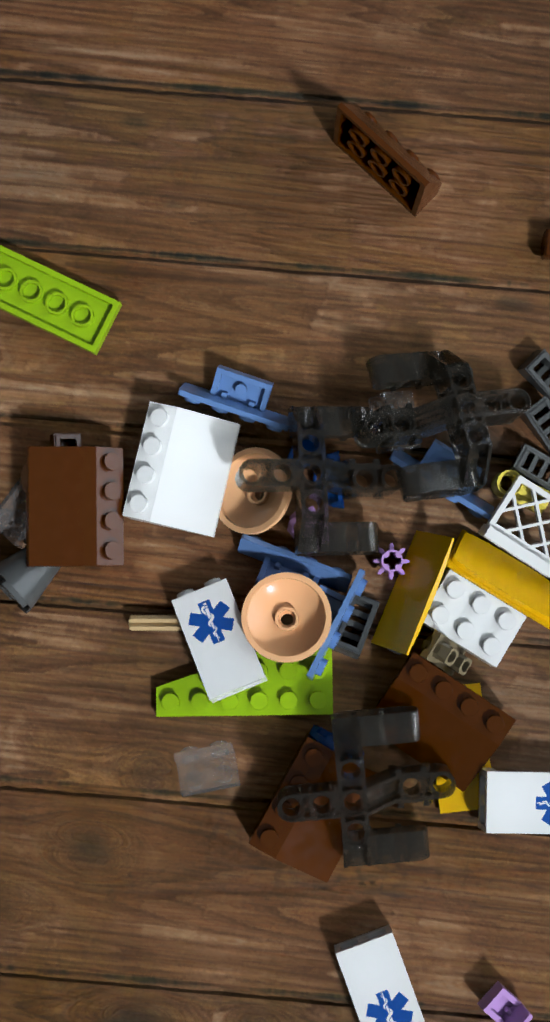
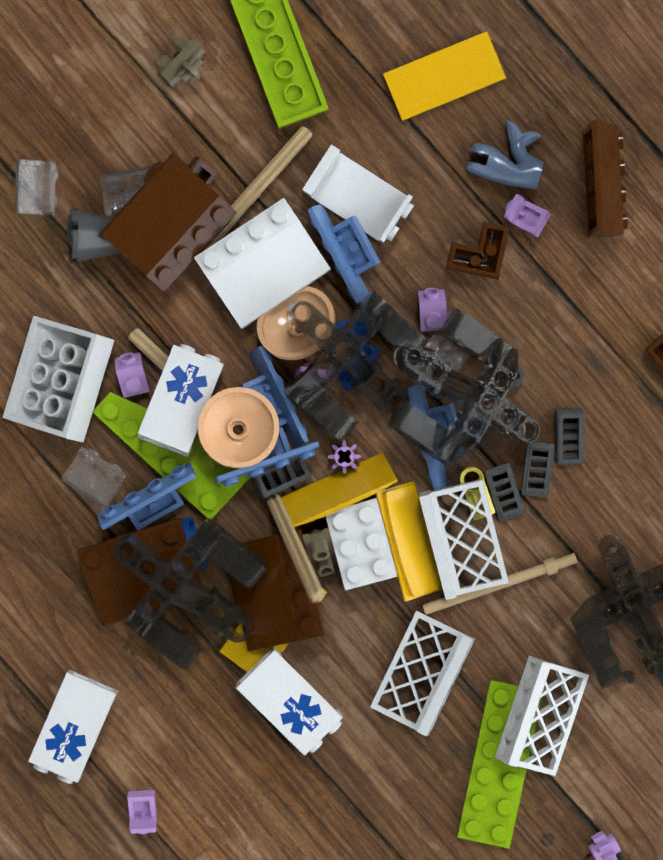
camera: 35 degrees right, 5 degrees up
(104, 716) = (58, 379): none -> white slope
(121, 403) = (264, 179): none -> tan axle
(160, 657) = (131, 374): none -> lavender bracket
(187, 196) = (444, 76): none -> yellow piece
(197, 349) = (354, 191): none -> white panel
(272, 745) = (151, 502): none -> medium blue bracket
(318, 207) = (502, 170): none -> sand blue piece
(349, 381) = (432, 309): none -> lavender bracket
(352, 305) = (485, 259): none -> reddish brown brick
(353, 241) = (526, 215): none -> lavender bracket
(431, 672) = (295, 548): none -> tan axle

